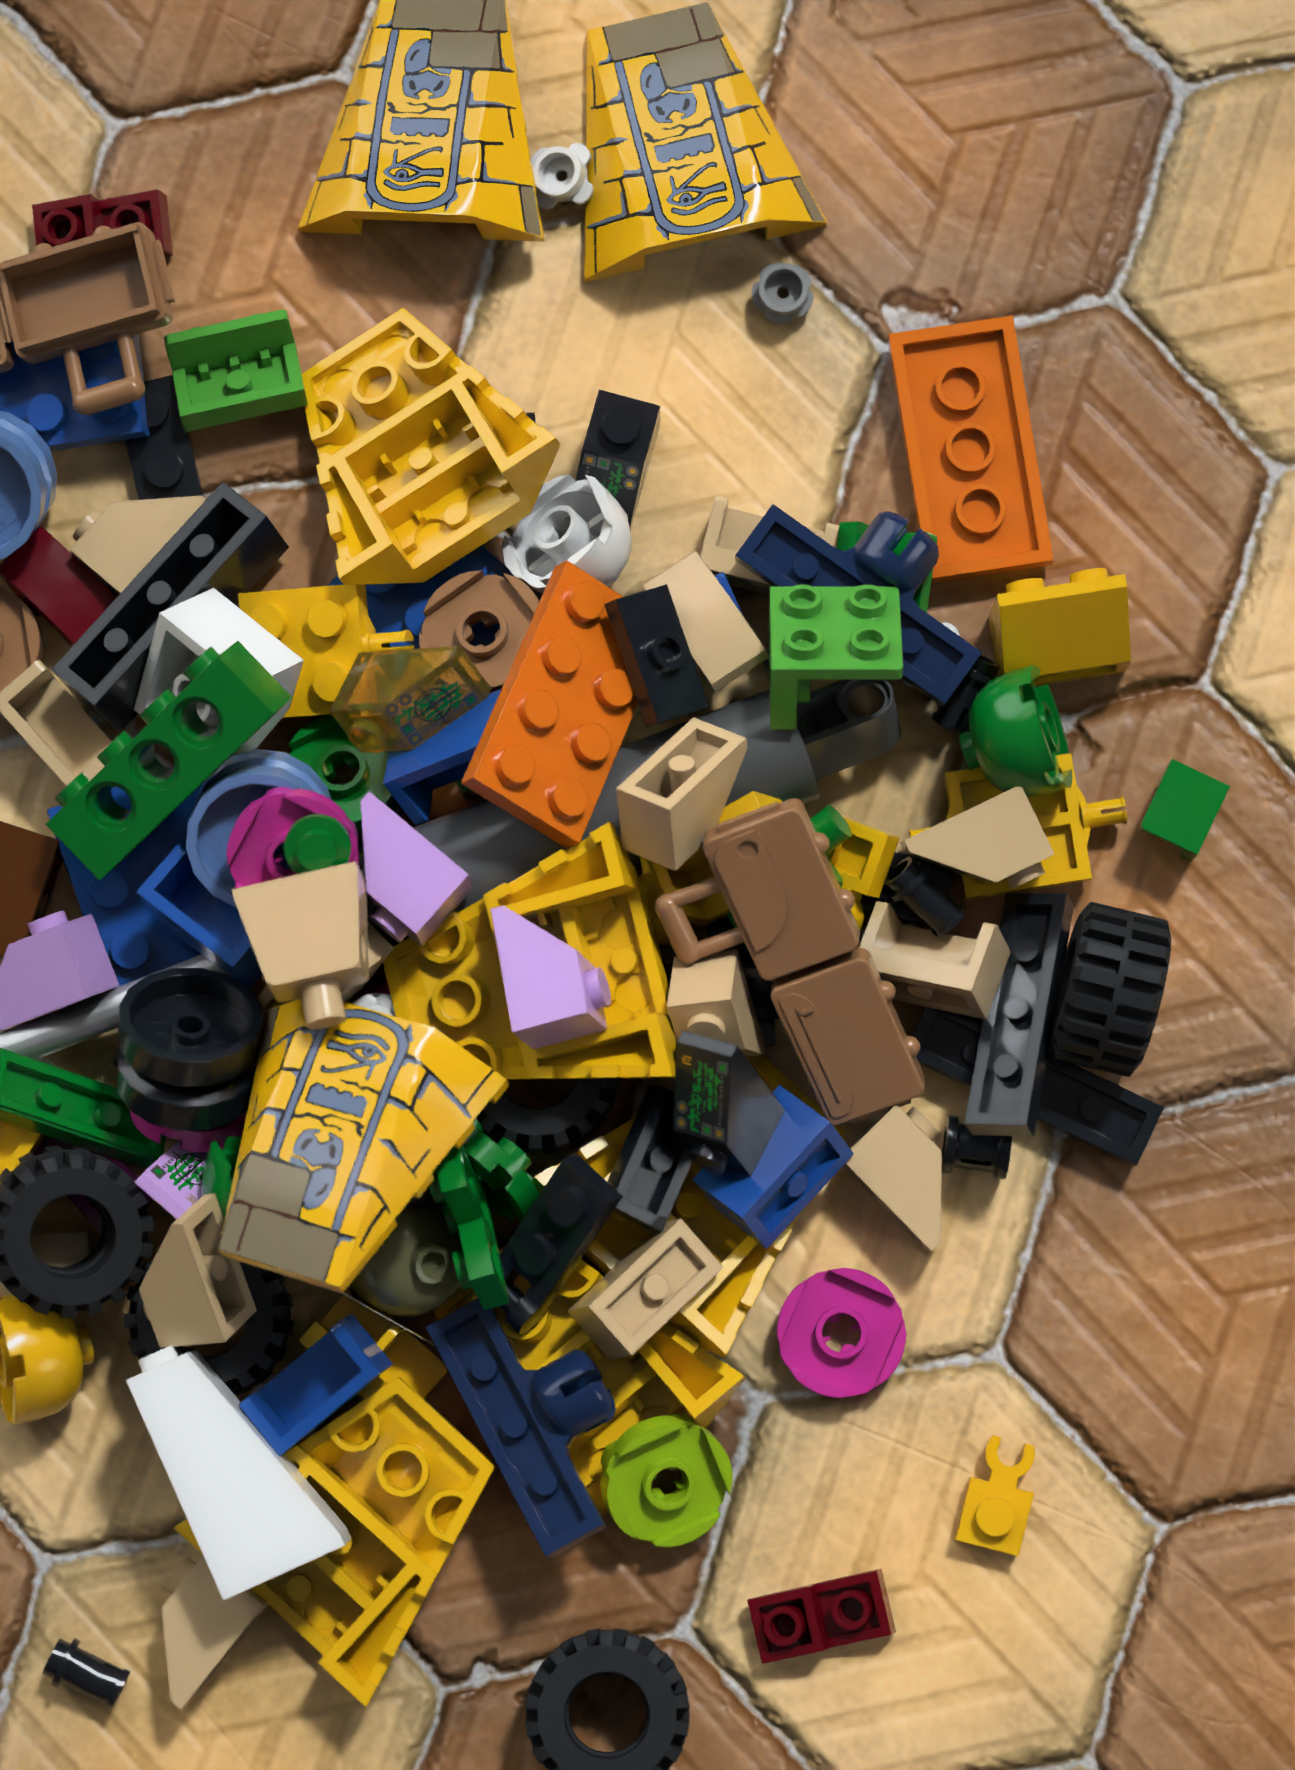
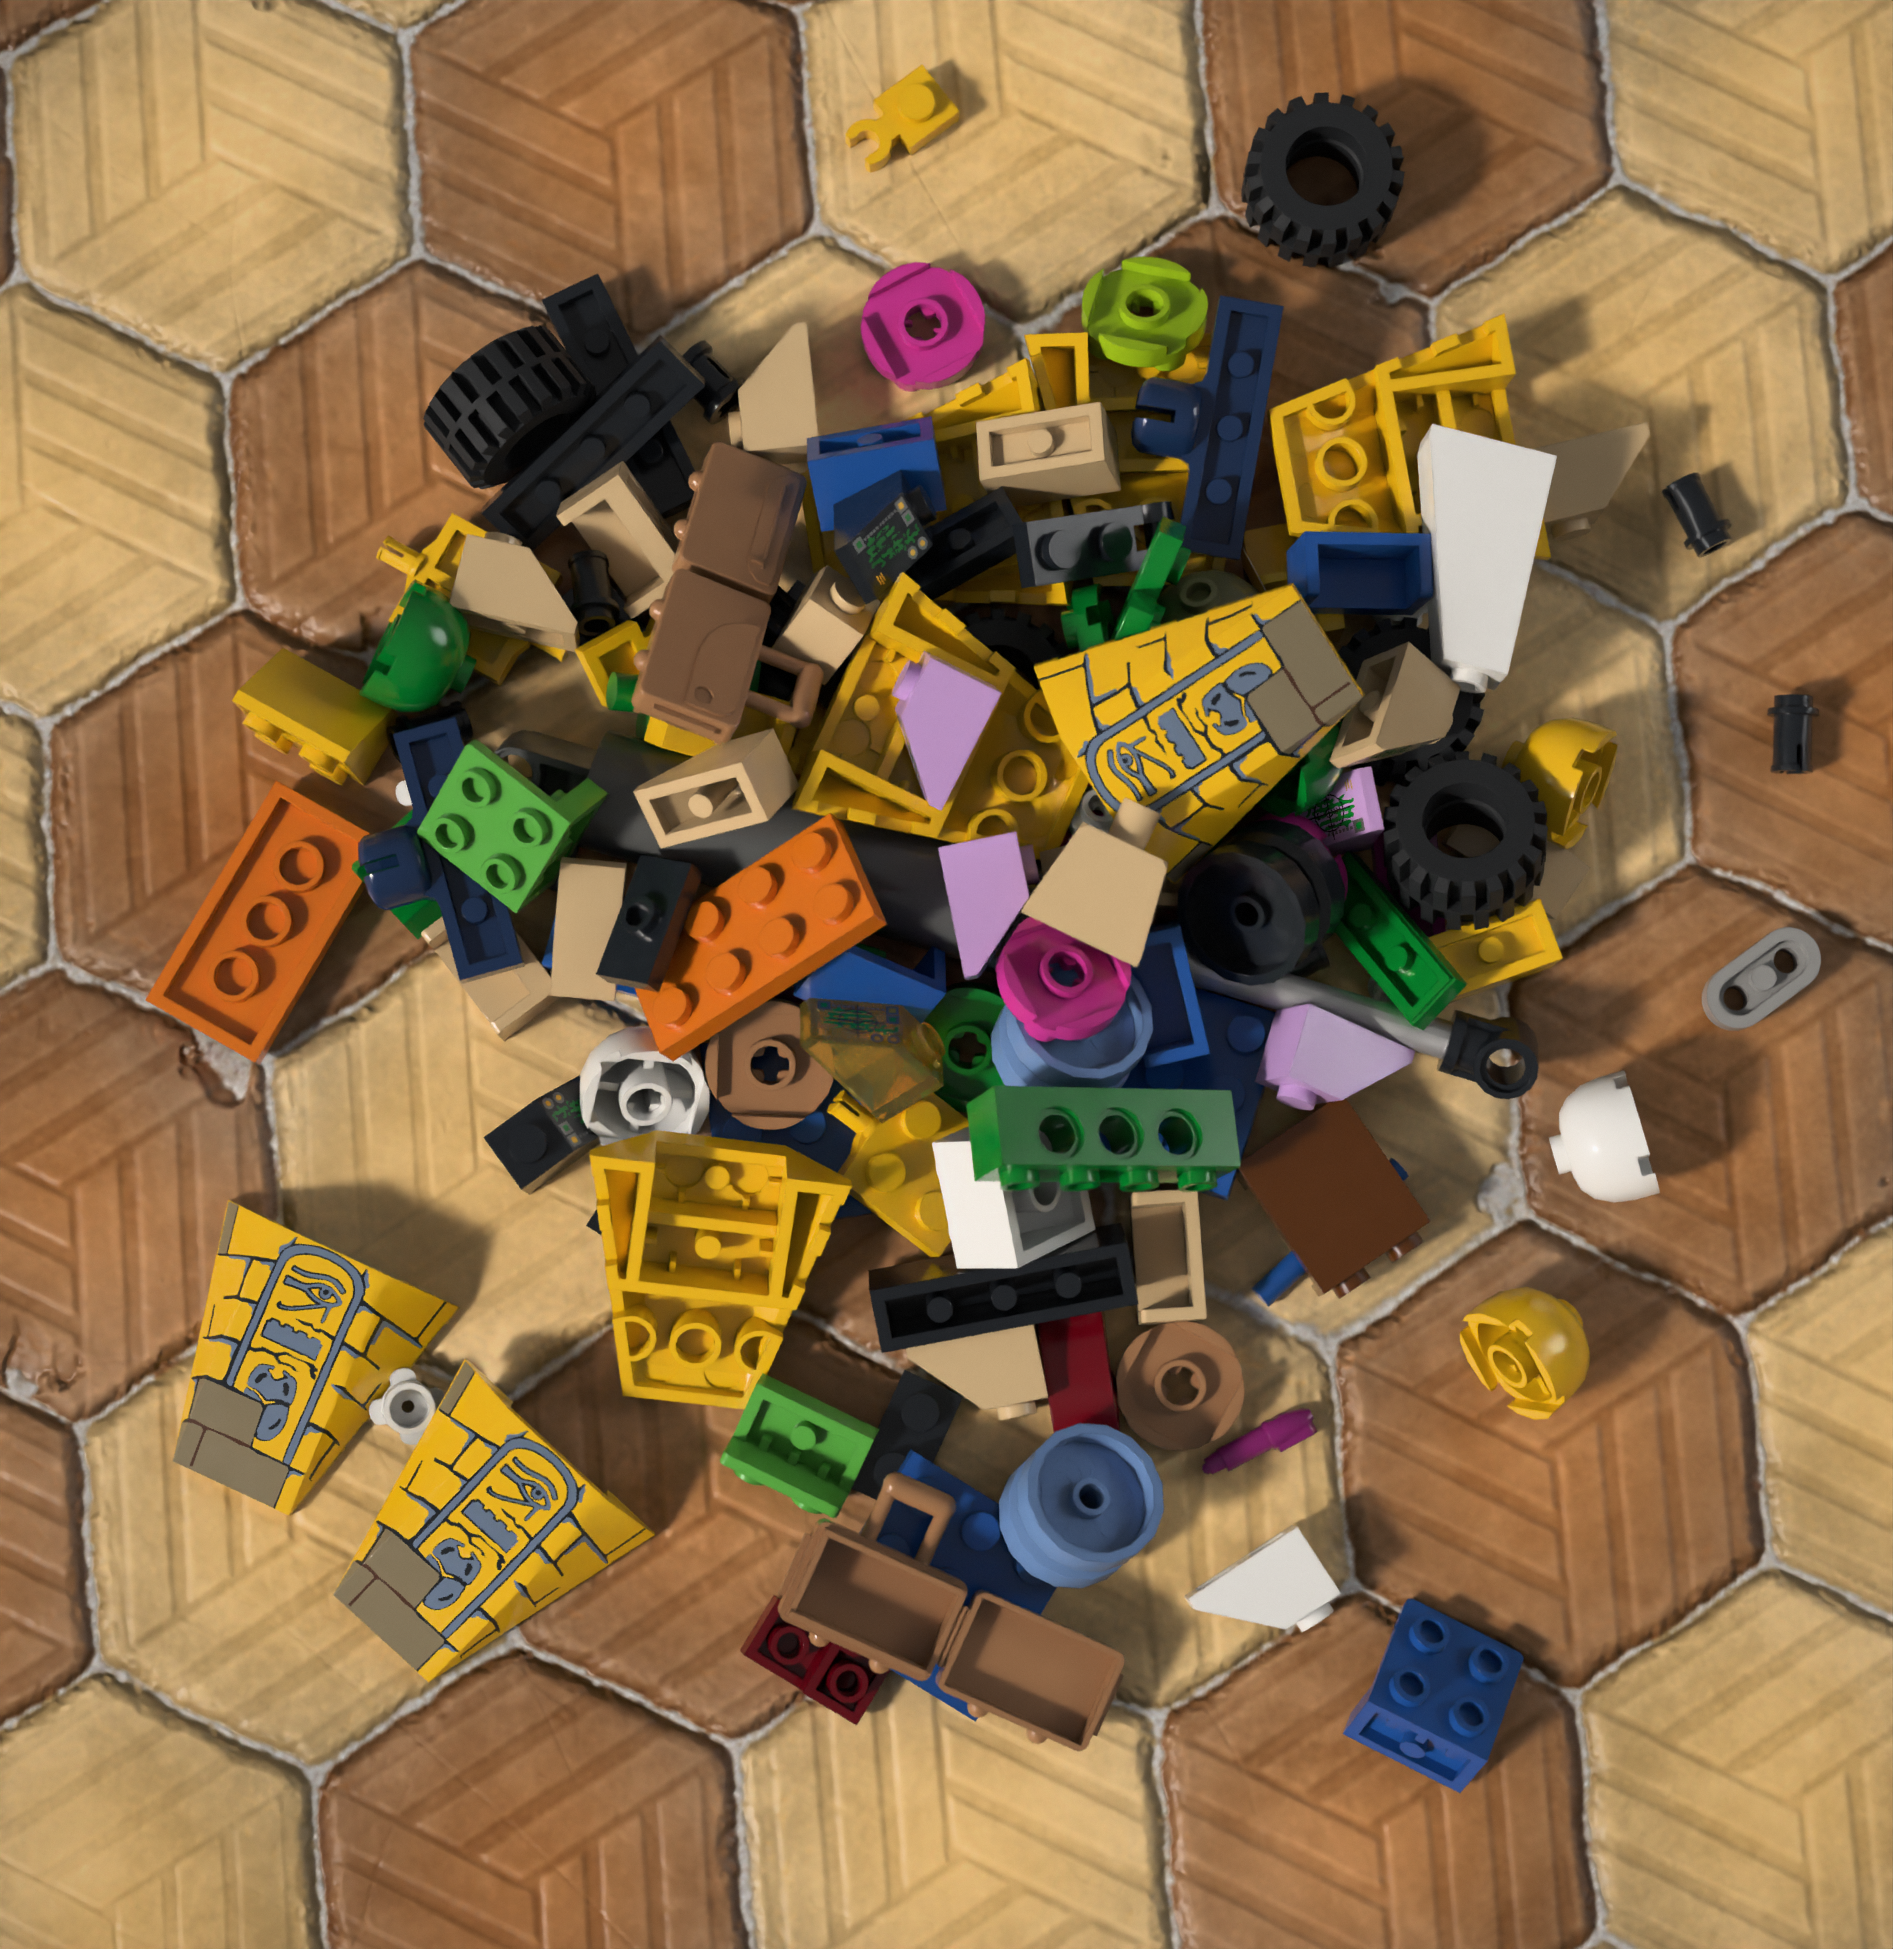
camera: 145 degrees left, 0 degrees up
(316, 844) = (1041, 955): green plate -> none
(783, 276) = (292, 1168): light grey plate -> none
(821, 1616) = (1102, 137): dark red slope -> none
(1183, 808) = (337, 508): green panel -> none

